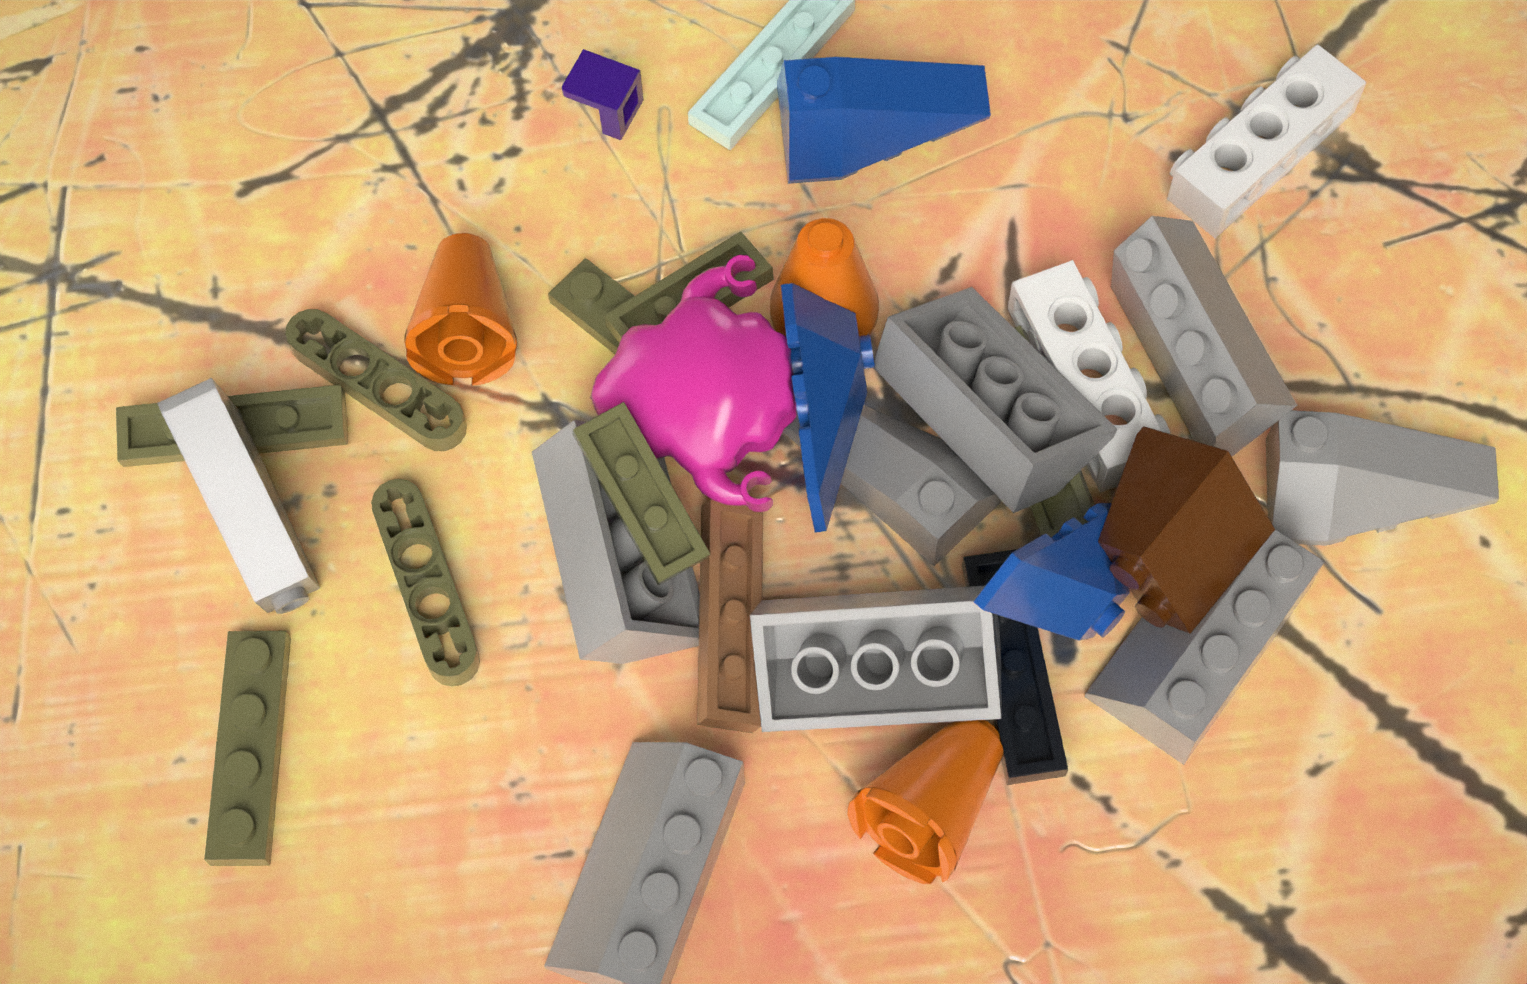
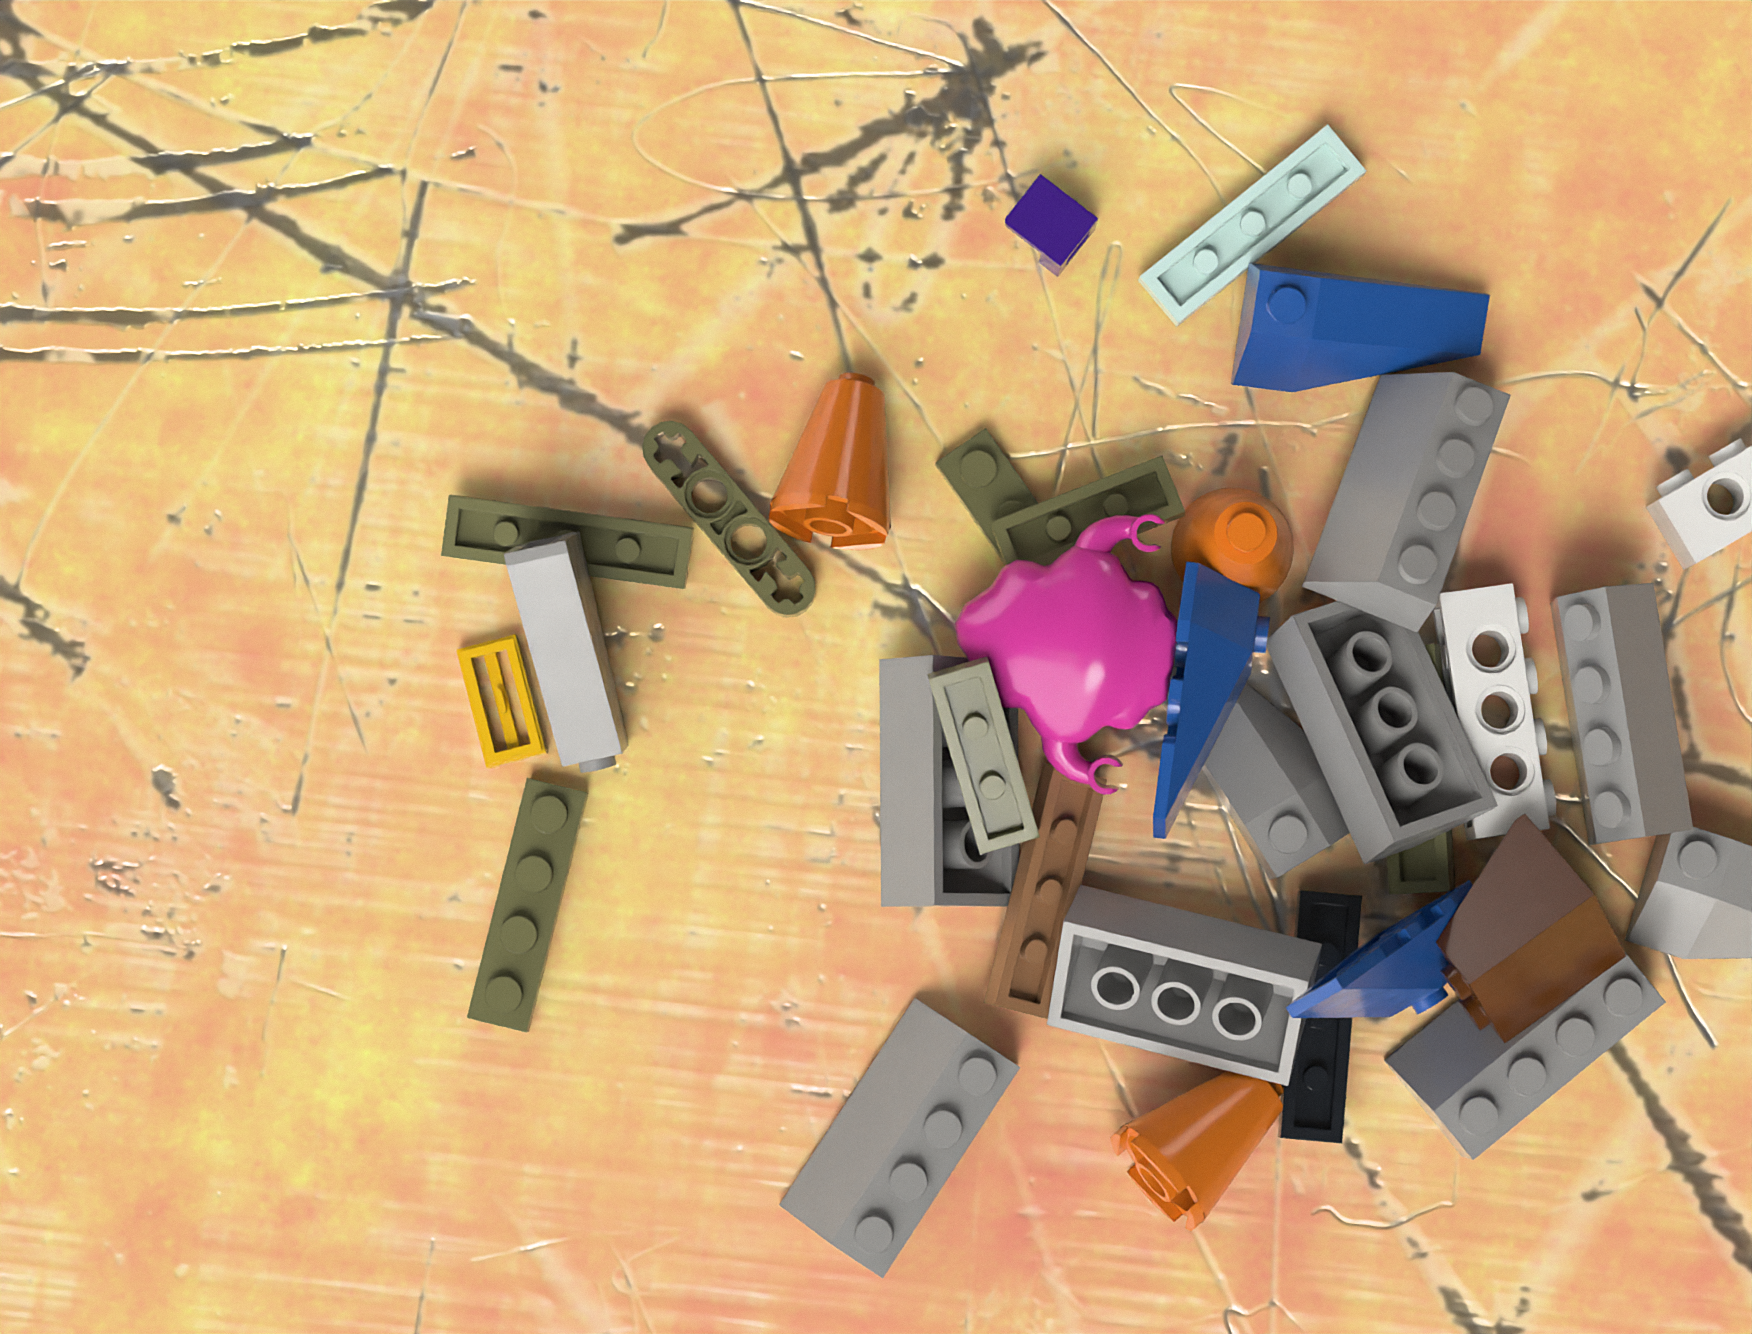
camera: 10 degrees right, 20 degrees up
(213, 614) = (515, 751): none -> yellow tile
(427, 580) = (744, 768): olive beam -> none
(960, 214) = (1406, 494): none -> light grey slope

